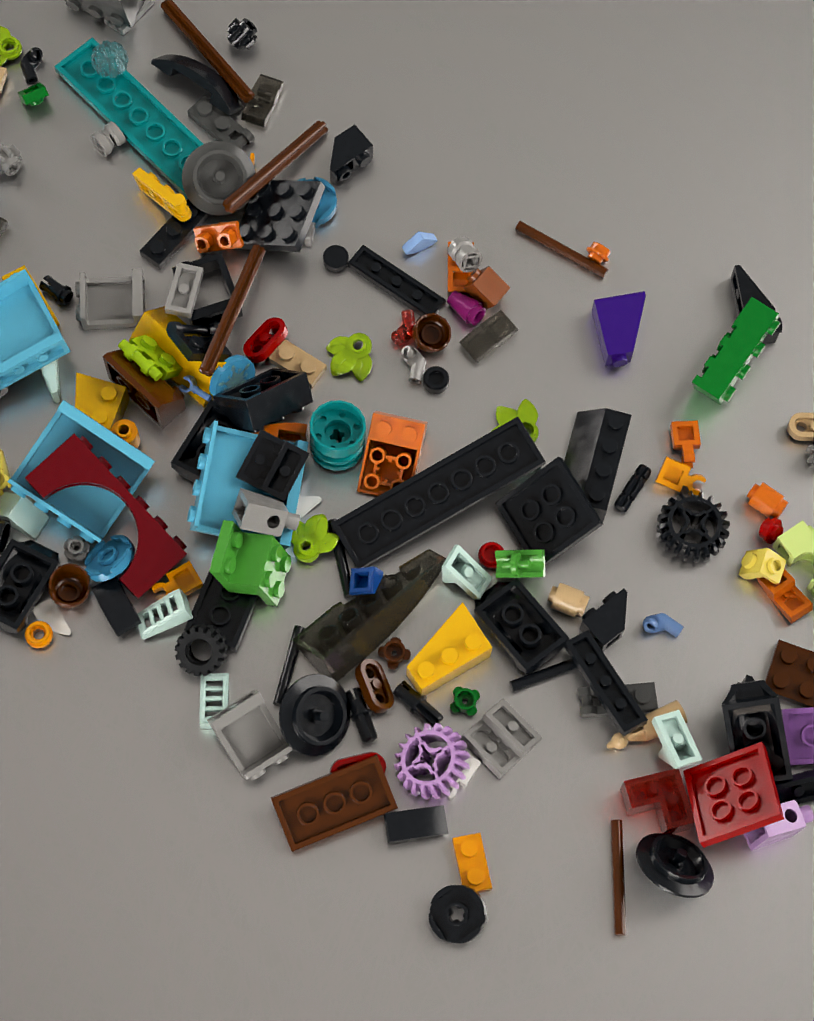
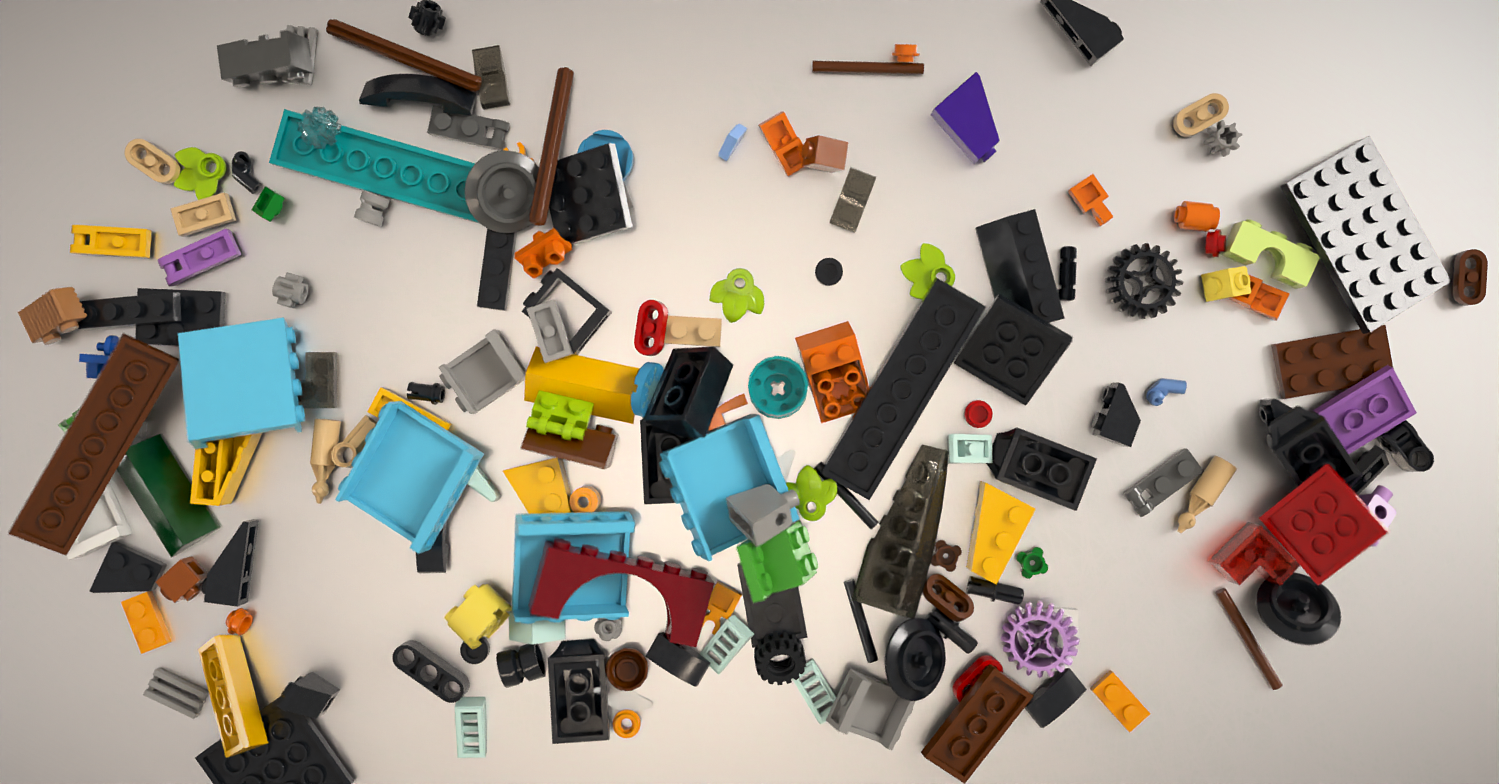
camera: 25 degrees left, 20 degrees up
(109, 558) = (647, 623): dark azure tile -> none
(163, 195) = (463, 239): yellow plate -> none
(193, 388) = (610, 417): medium blue hand -> none
(194, 347) = (601, 375): black plate -> none
(232, 310) = (607, 323): reddish brown axle -> none
(272, 465) = (741, 457): black slope -> none
(335, 258) = (663, 203): black tile -> none
(349, 153) = (610, 84): black slope -> none
(364, 580) = (883, 508): blue slope -> none
(395, 282) = (734, 195): black tile -> none
(404, 332) = (774, 237): clear red arm -> none
(415, 361) = (799, 265): light grey arm -> none
(431, 333) = (800, 230): reddish brown hair -> none
(441, 912) = (1131, 740): black plate -> none
(464, 254) = (788, 134): light grey wheel -> none
(467, 308) = (816, 183): magenta cone -> none
(501, 738) = (1082, 577): light grey slope -> none
(520, 563) = (1014, 413): bright green hips -> none
(542, 675) = (1091, 490): black bar -> none
(568, 600) = (1072, 418): tan brick -> none
(605, 683) = (1151, 481): black plate -> none
(676, 474) = (1102, 239): light orange plate -> none
(677, 743) = (1244, 500): light aqua slope -> none
(736, 351) = (1098, 87): green wedge -> none

